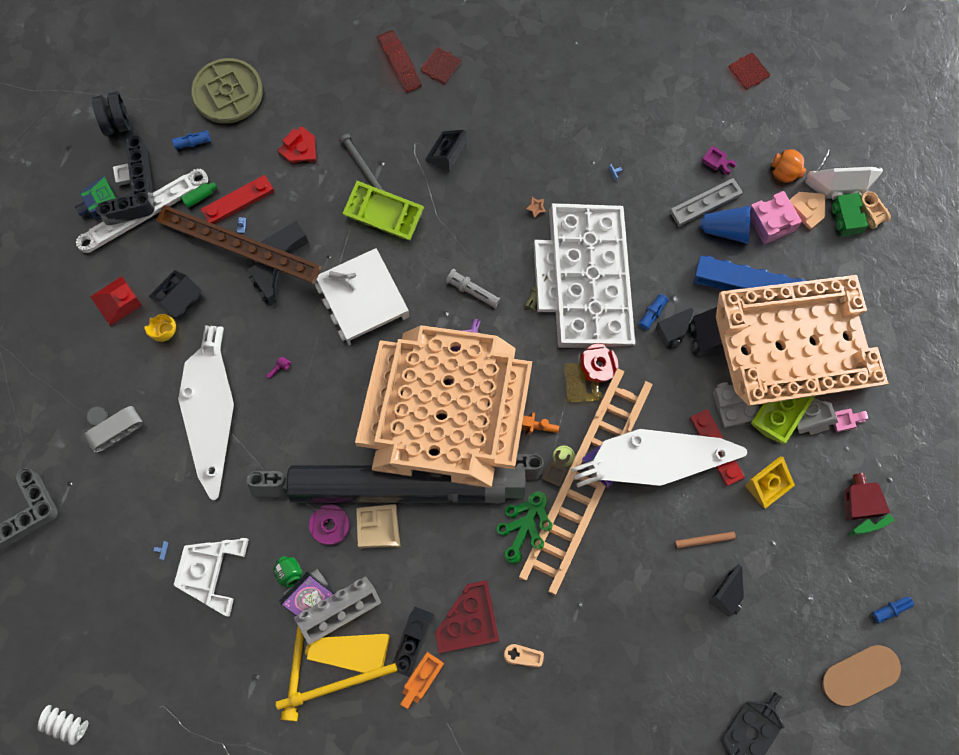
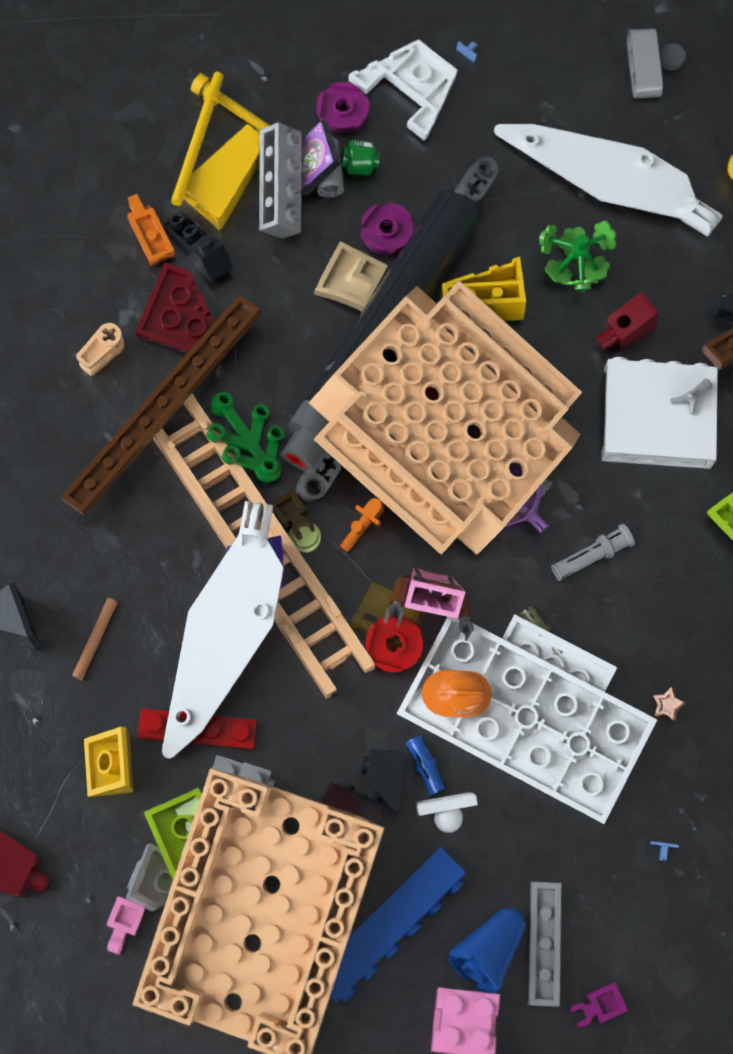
camera: 115 degrees right, 0 degrees up
(243, 603) = (355, 101): none -> magenta plate
(281, 363) = (623, 279): magenta hand -> none
(283, 386) = (578, 246): none -> bright green plant
(307, 339) = (629, 323): none -> dark red torso
(341, 431) = (498, 288): none -> yellow wedge
(540, 586) = (160, 406): none -> reddish brown plate
(559, 355) = (431, 594): none -> torso
(605, 315) = (456, 693): none -> orange piece
(670, 287) = (446, 809): none -> white tile

